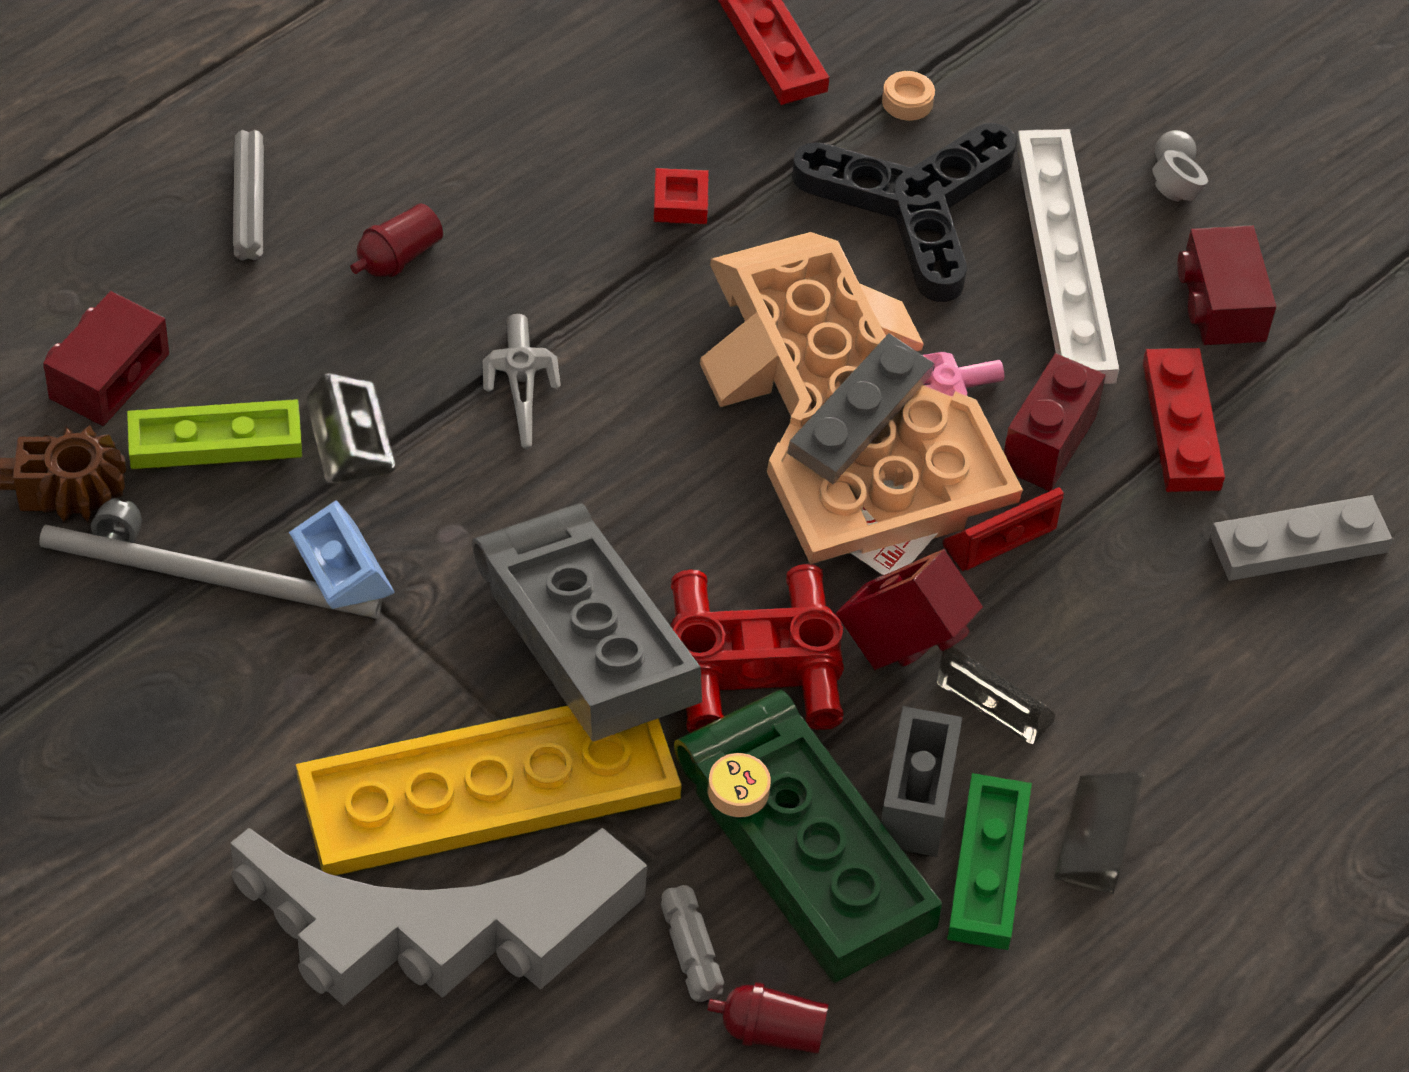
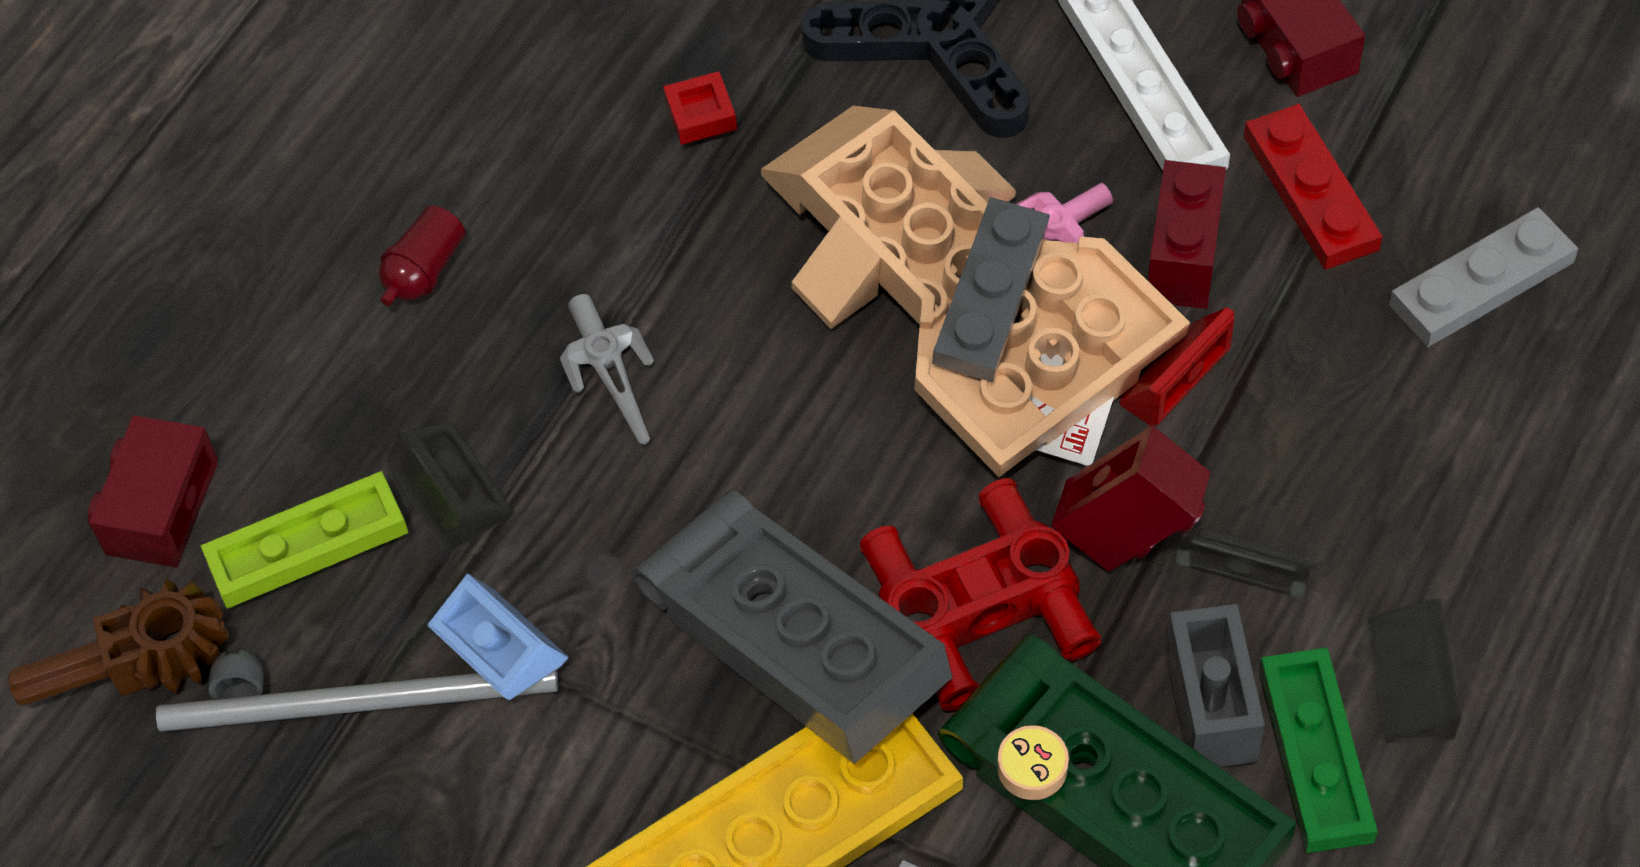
camera: 10 degrees left, 5 degrees up
(248, 195) = (238, 253): light grey axle -> none

